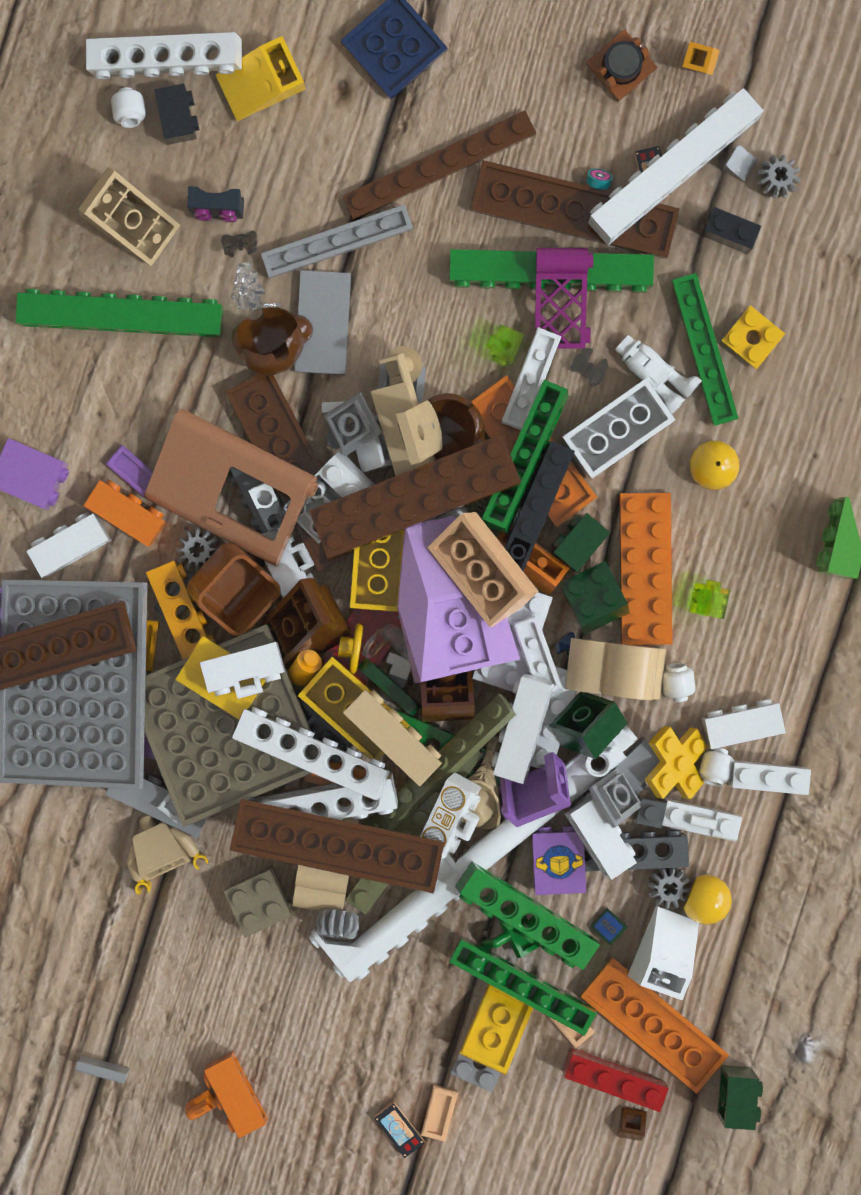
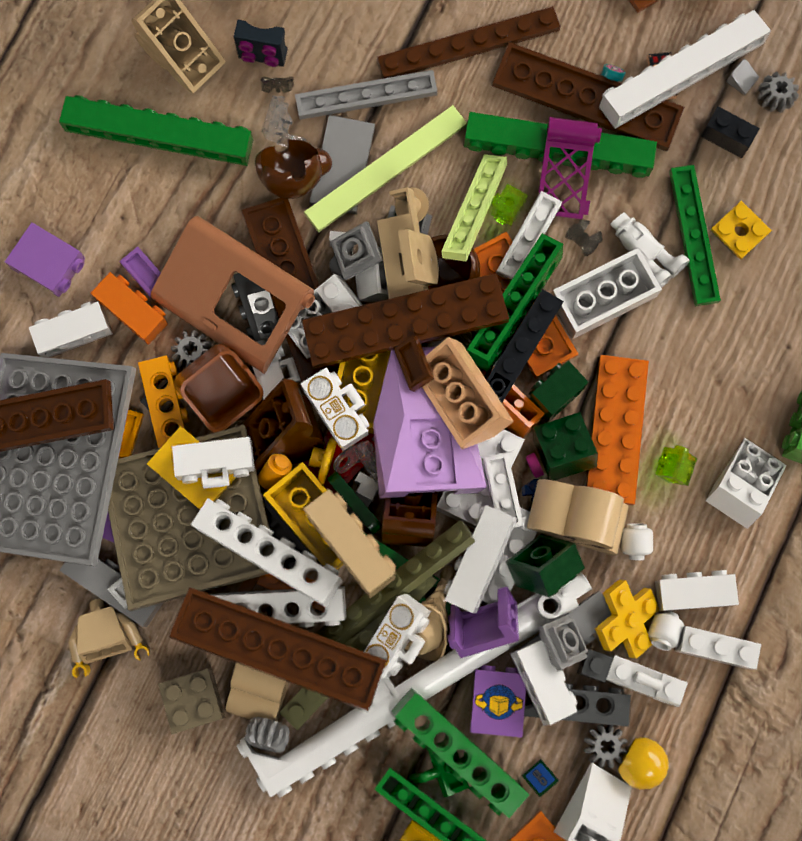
camera: 10 degrees right, 10 degrees down
(363, 609) = (328, 401): none -> white piece
(370, 322) = (385, 169): none -> yellowish green tile
(430, 543) = (413, 363): none -> reddish brown tile
(470, 359) = (474, 208): none -> yellowish green plate
(566, 619) = (534, 465): none -> dark pink tile
(704, 466) = (688, 345): yellow helmet -> none
(783, 607) = (746, 484): none -> white slope

